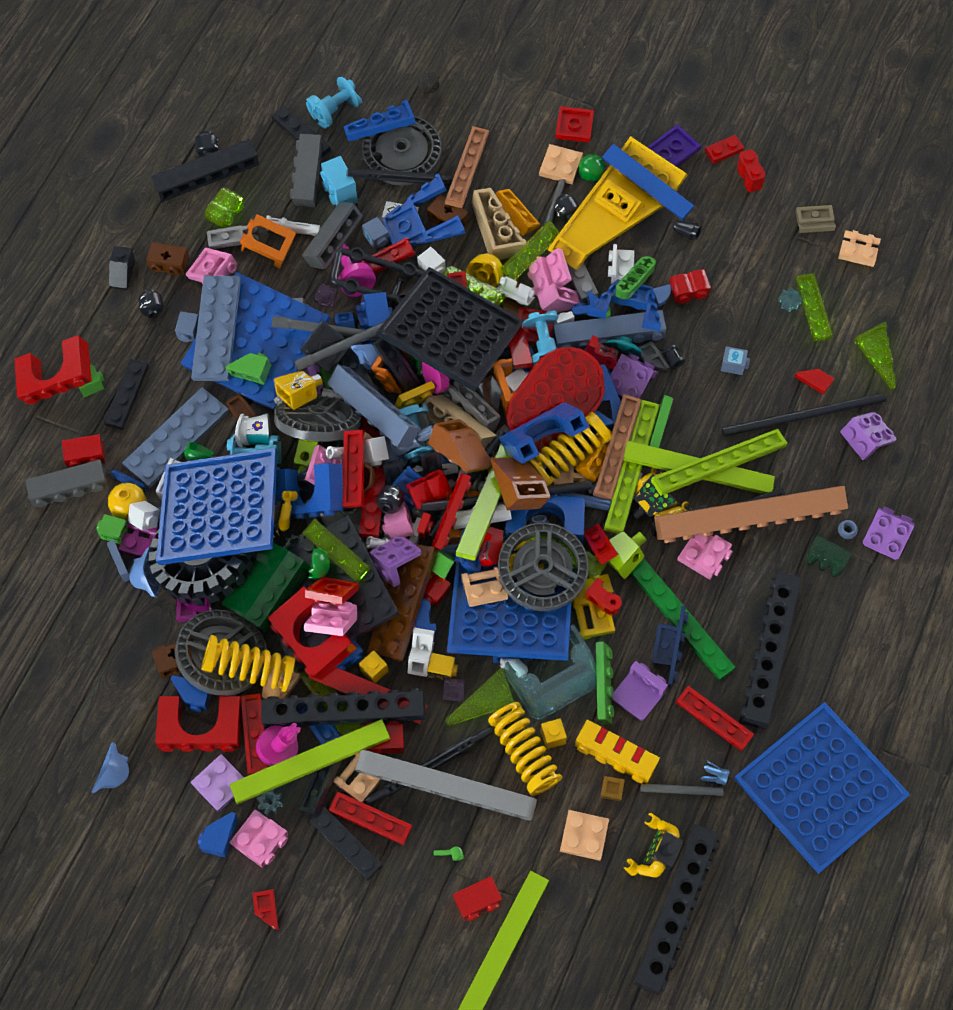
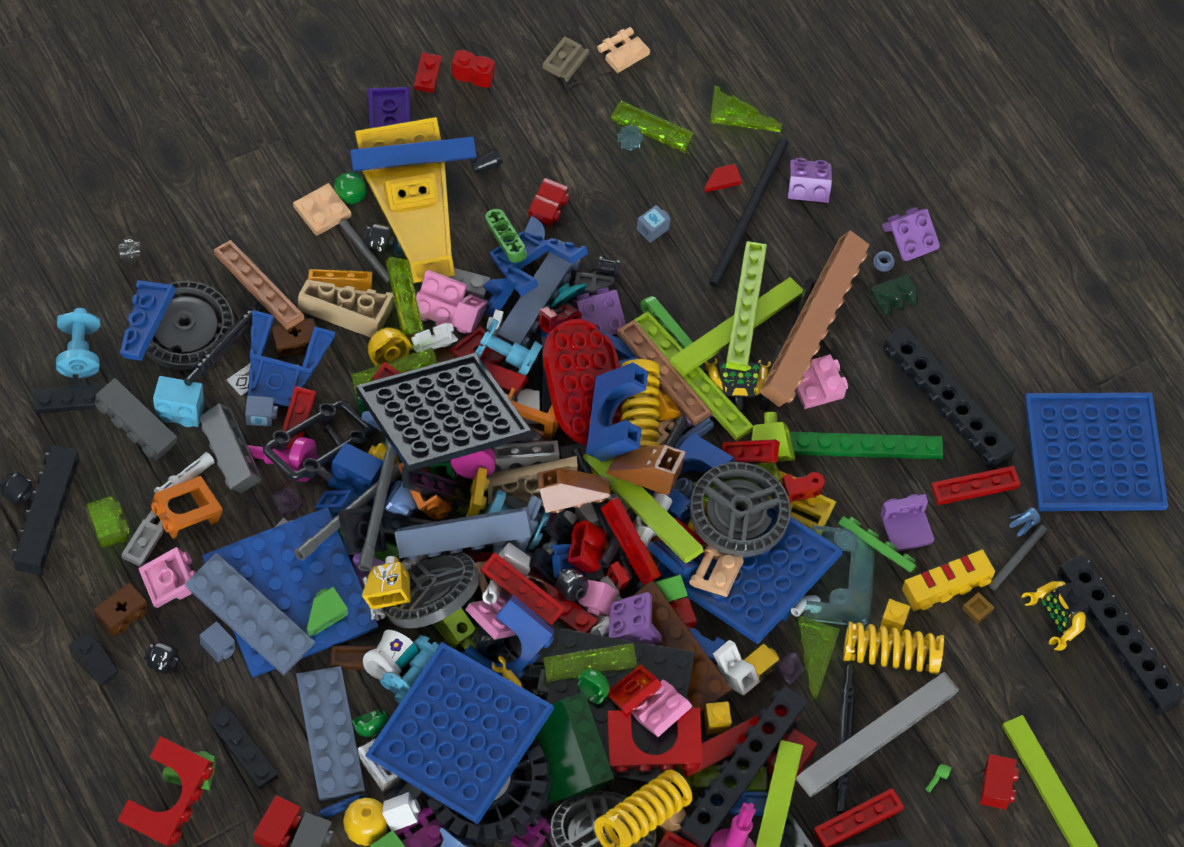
camera: 60 degrees left, 5 degrees down
(361, 786) = (820, 806): light nougat plate -> none
(431, 259) = (337, 387): white brick -> none
(574, 124) = (290, 167): red plate -> none
(584, 835) = (1001, 660): light nougat plate -> none
(621, 263) = (476, 239): white bracket -> none
(667, 645) = (884, 469): dark blue bracket -> none

